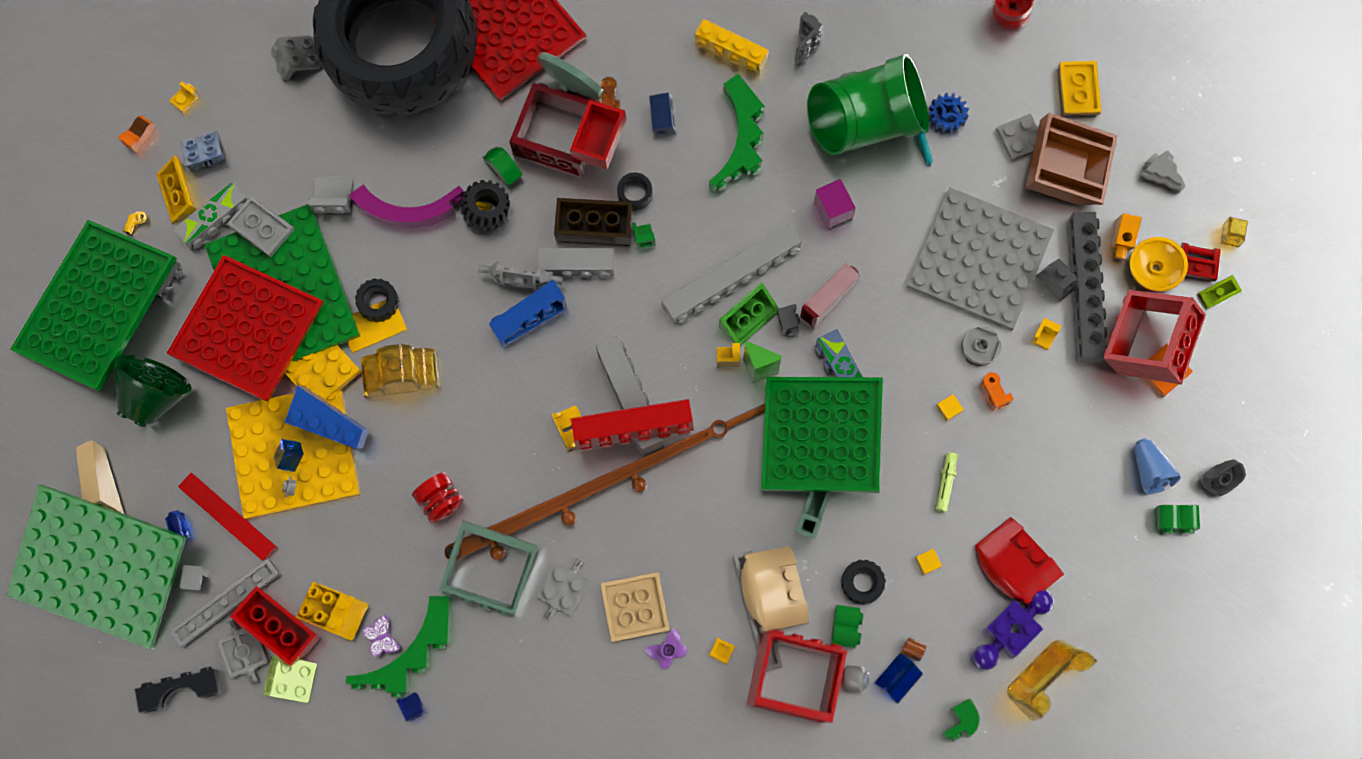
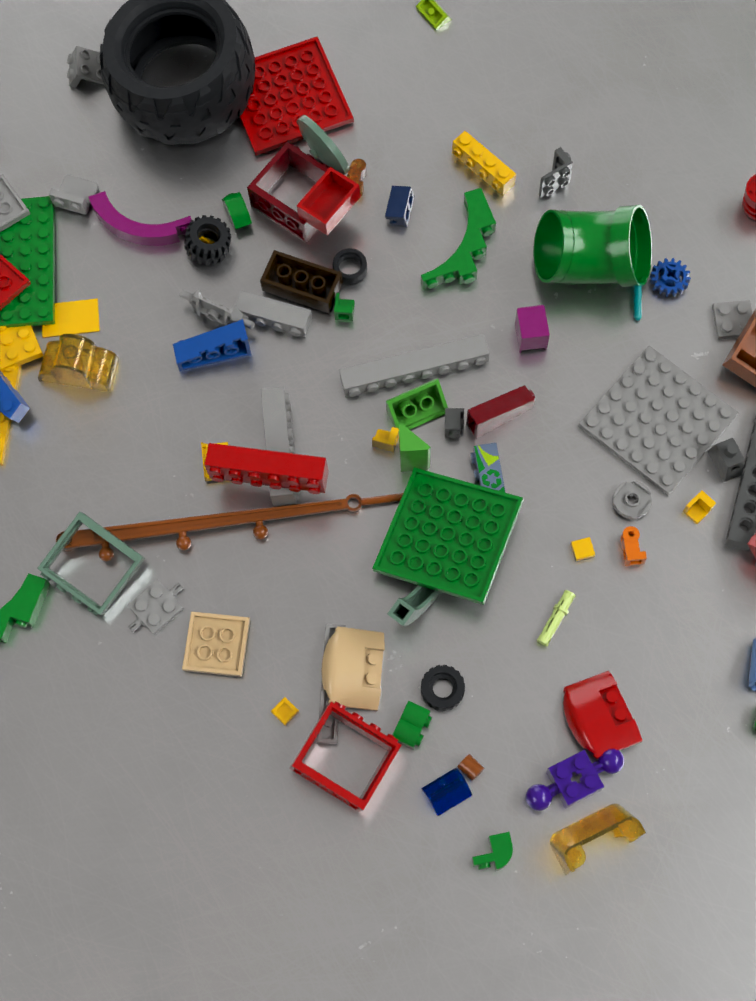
camera: 20 degrees right, 5 degrees down
(370, 287) = (84, 309): black tyre -> none
(436, 496) = (68, 486): red wheel -> none
(668, 650) = (233, 694): medium lavender animal -> none
(855, 679) = (402, 777): light grey head -> none
(928, 561) = (513, 688): yellow tile -> none

